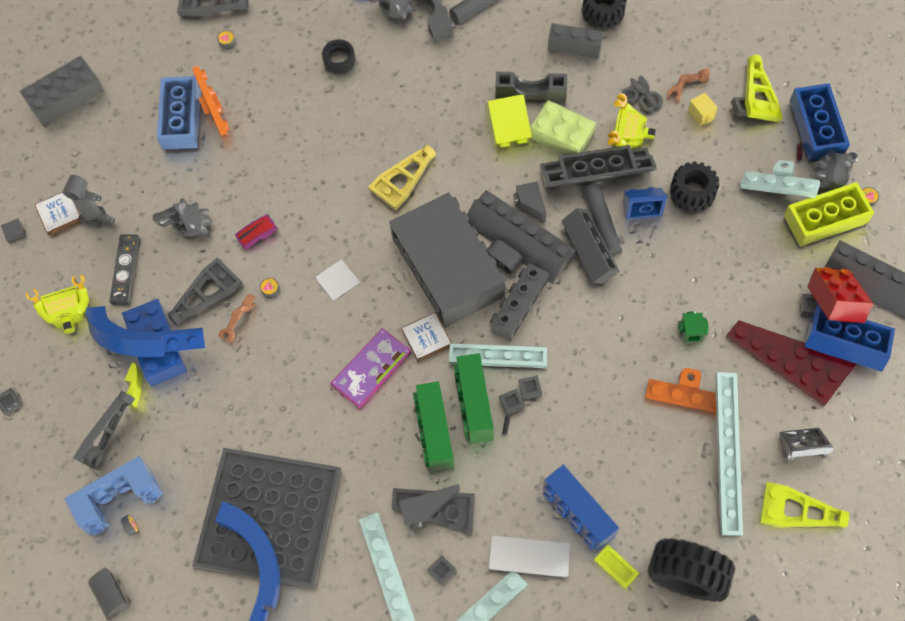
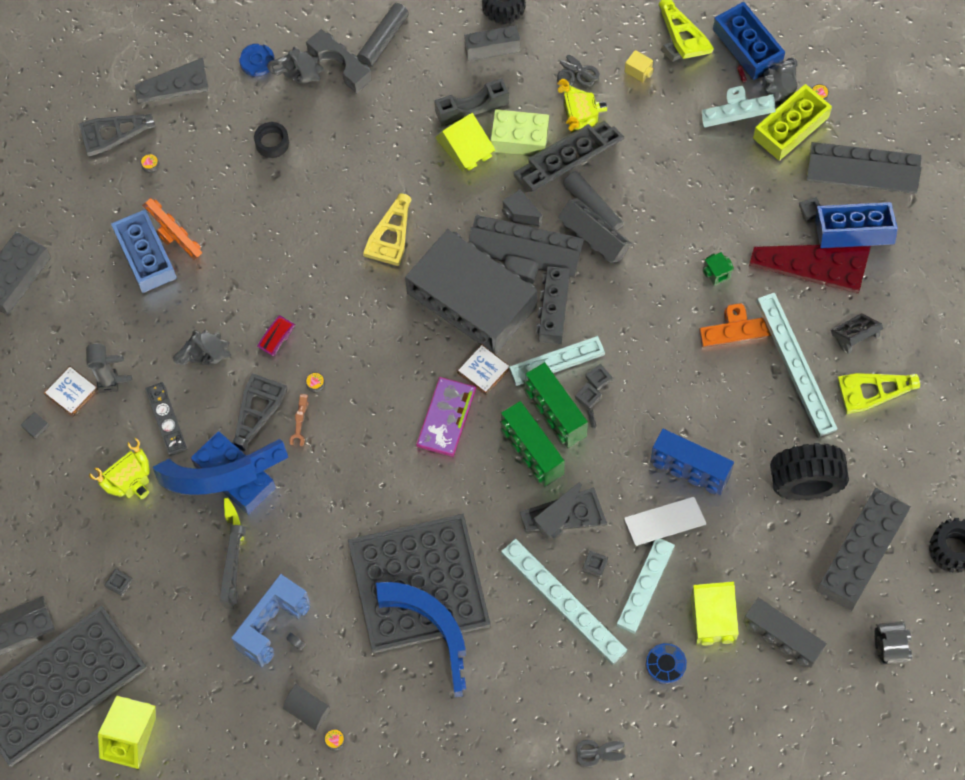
camera: 25 degrees left, 0 degrees up
(337, 280) = (374, 350): white sticker -> none
(616, 567) = (743, 499): neon yellow tile -> none
(644, 203) = (625, 172): blue slope -> none
(696, 174) = (663, 129): black tyre -> none
(702, 75) = (609, 43): nougat piece -> none
(839, 295) = (832, 190): red brick -> none

